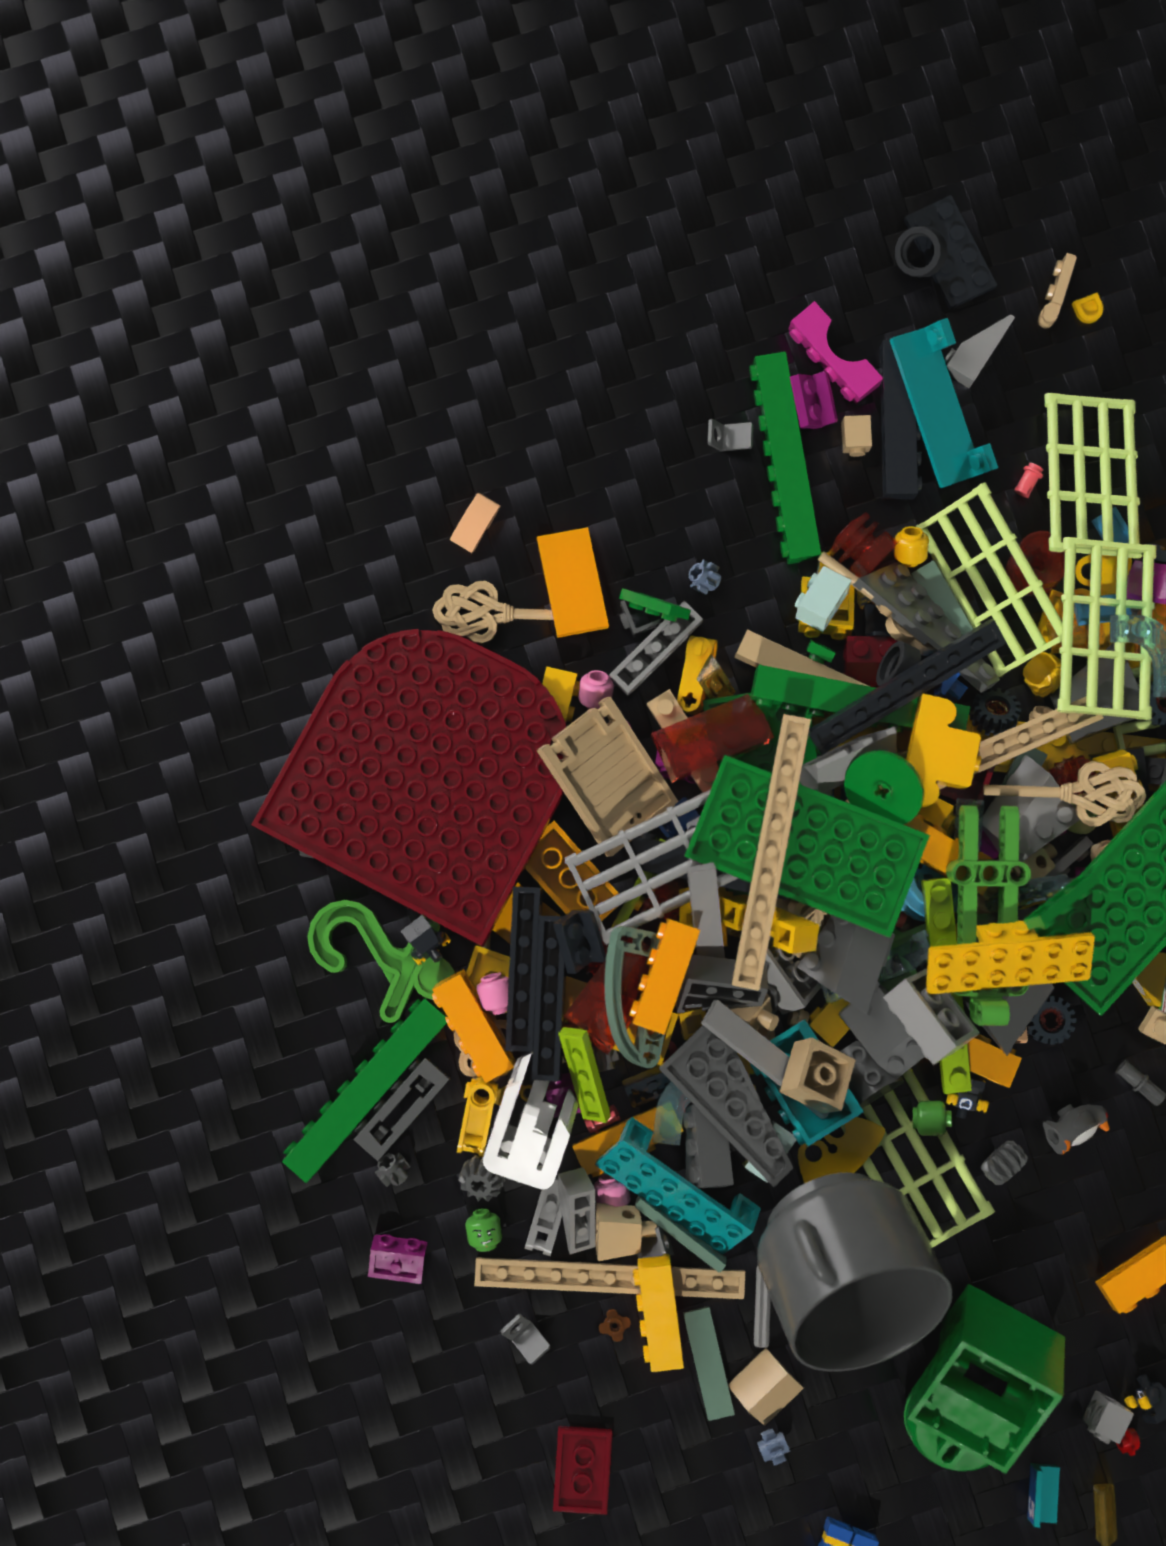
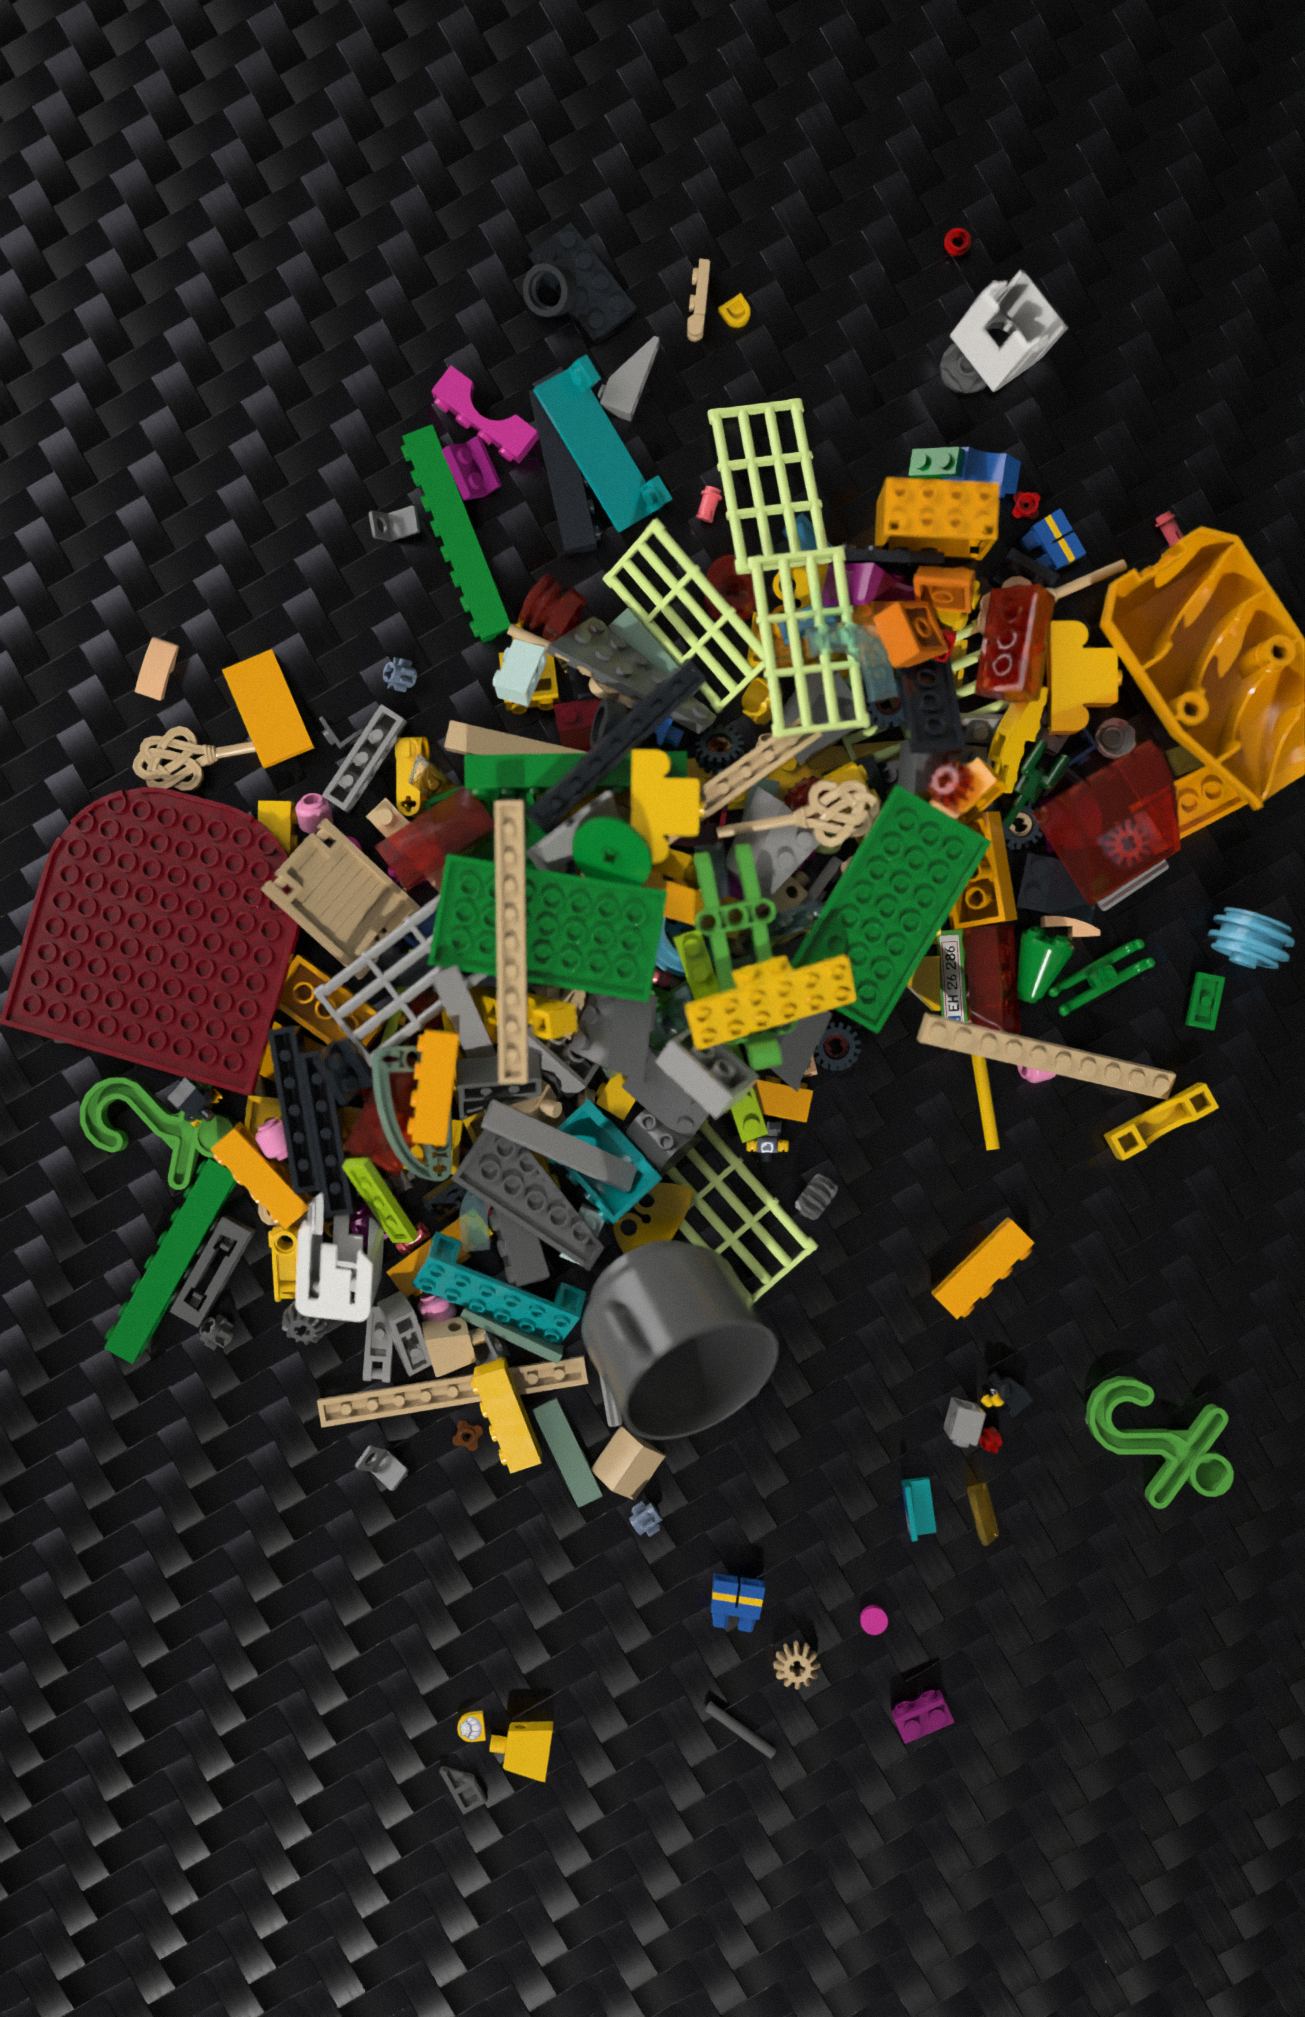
camera: 20 degrees left, 5 degrees up
(397, 1258) = (240, 1417): magenta bracket -> none
(483, 1230) = (319, 1371): bright green head -> none
(582, 1470) = (466, 1580): dark red tile -> none
(654, 605) = (352, 715): green plate -> none
(817, 1075) = (609, 1152): tan brick -> none
(820, 652) = (530, 726): green plate -> none
(856, 435) = (523, 495): tan brick -> none
(912, 546) = (602, 599): yellow head -> none
(931, 1118) = (735, 1168): bright green head -> none
(965, 1423) = (821, 1456): green piece -> none
(1062, 901) = (810, 930): green plate -> none
(1075, 1126) = (879, 1145): dark grey animal -> none
(1140, 1082) = (938, 1089): dark grey axle -> none

